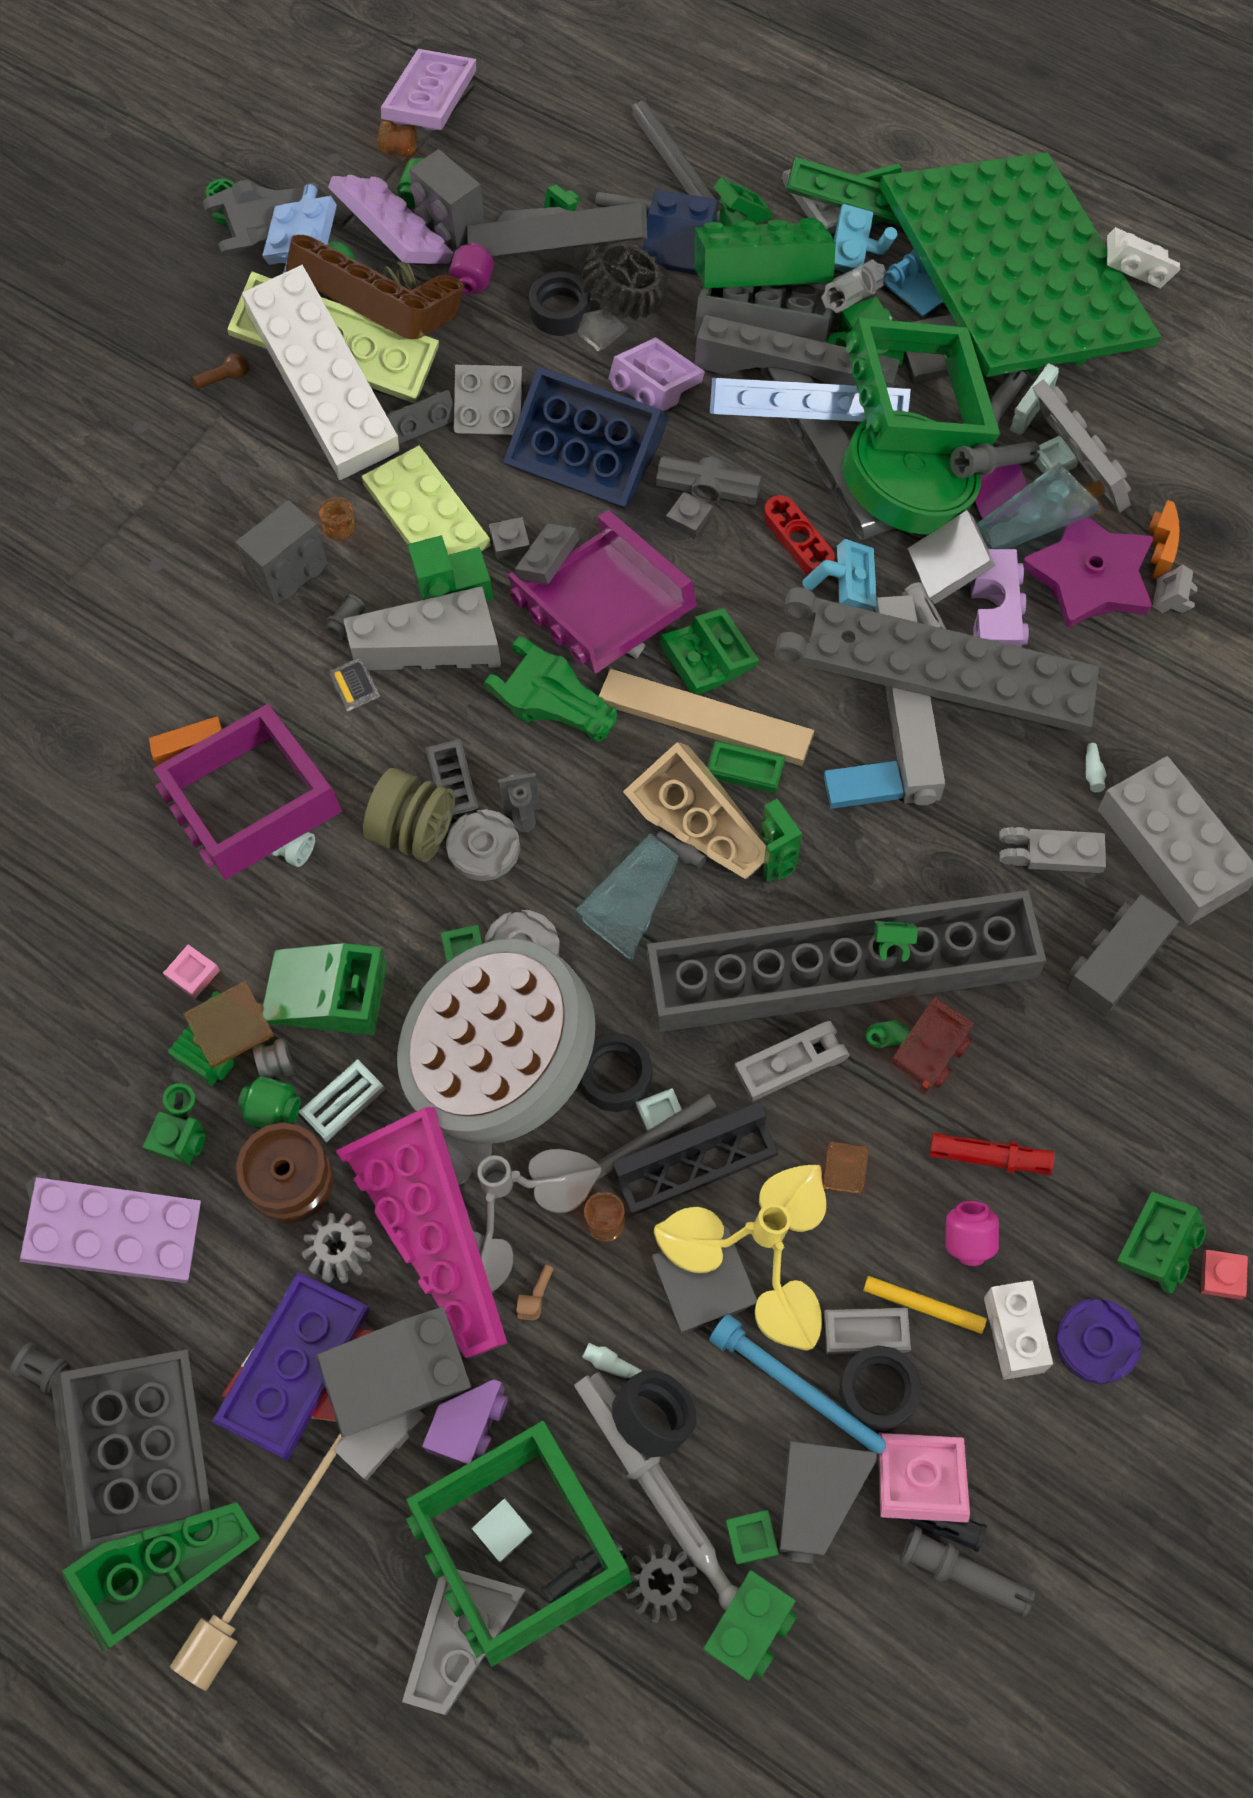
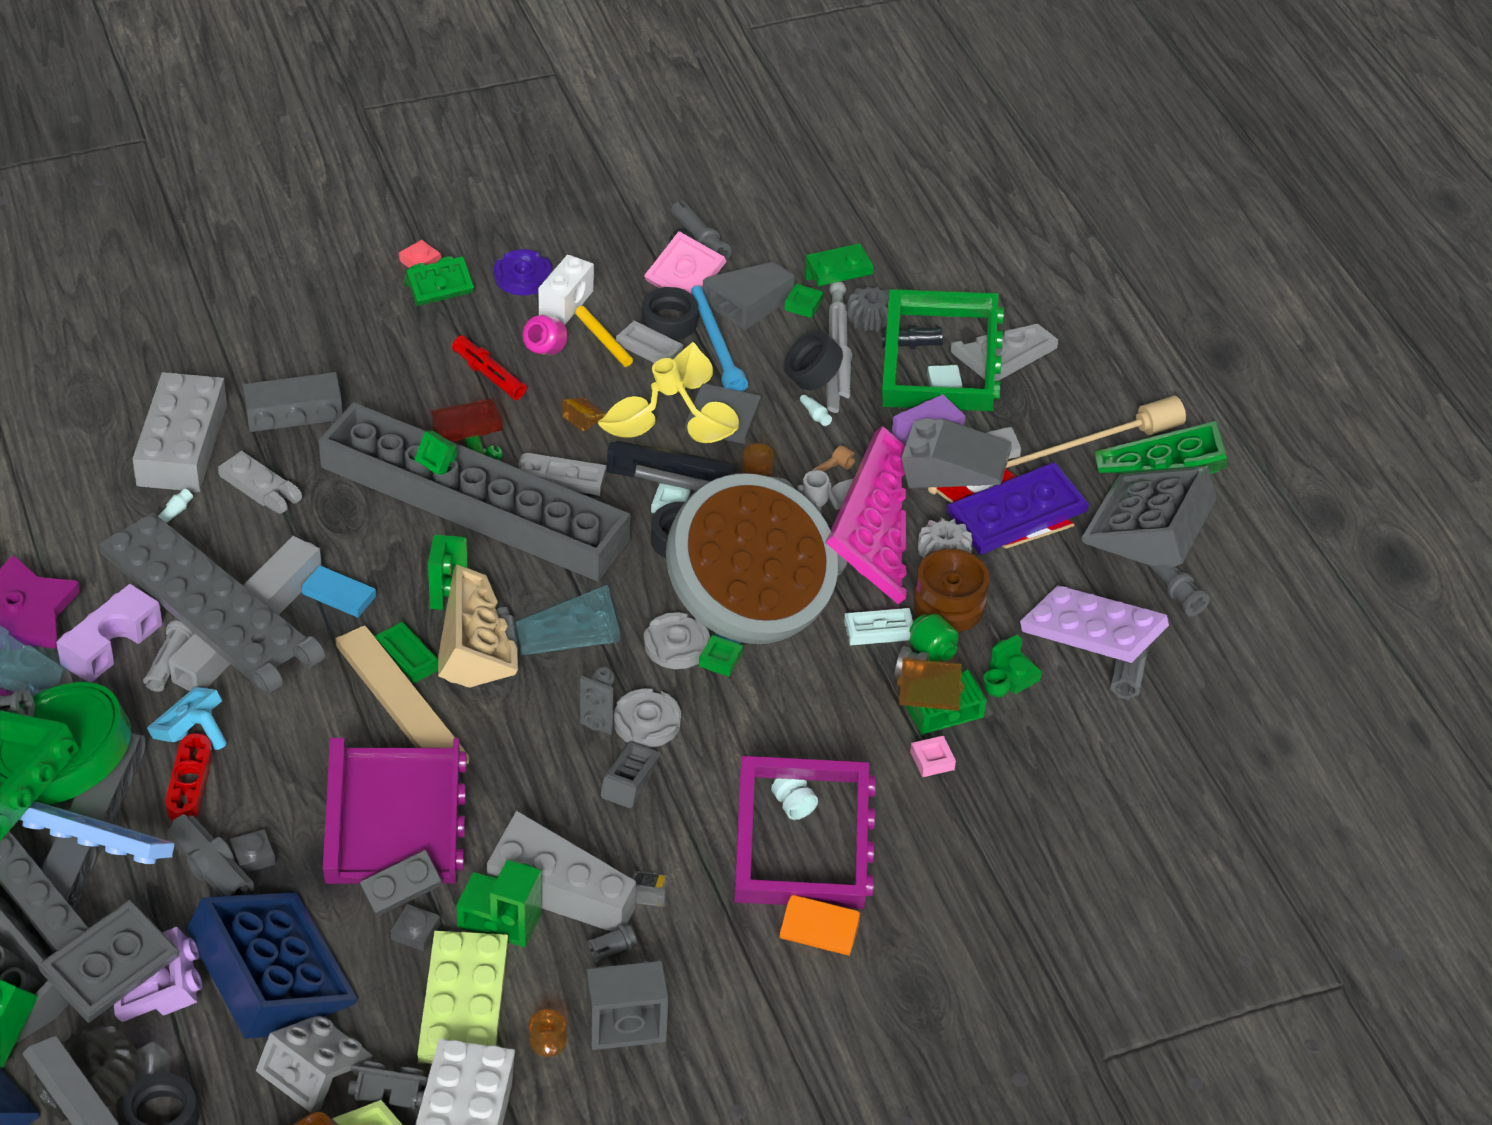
camera: 150 degrees left, 20 degrees down
(326, 988) = (840, 680): green slope -> none
(408, 814) = (691, 739): olive wheel -> none
(549, 690) = (500, 778): green animal -> none
(676, 327) = (108, 960): none -> dark grey tile
(708, 652) = (357, 730): green slope -> none
(951, 557) = (108, 663): tile -> none

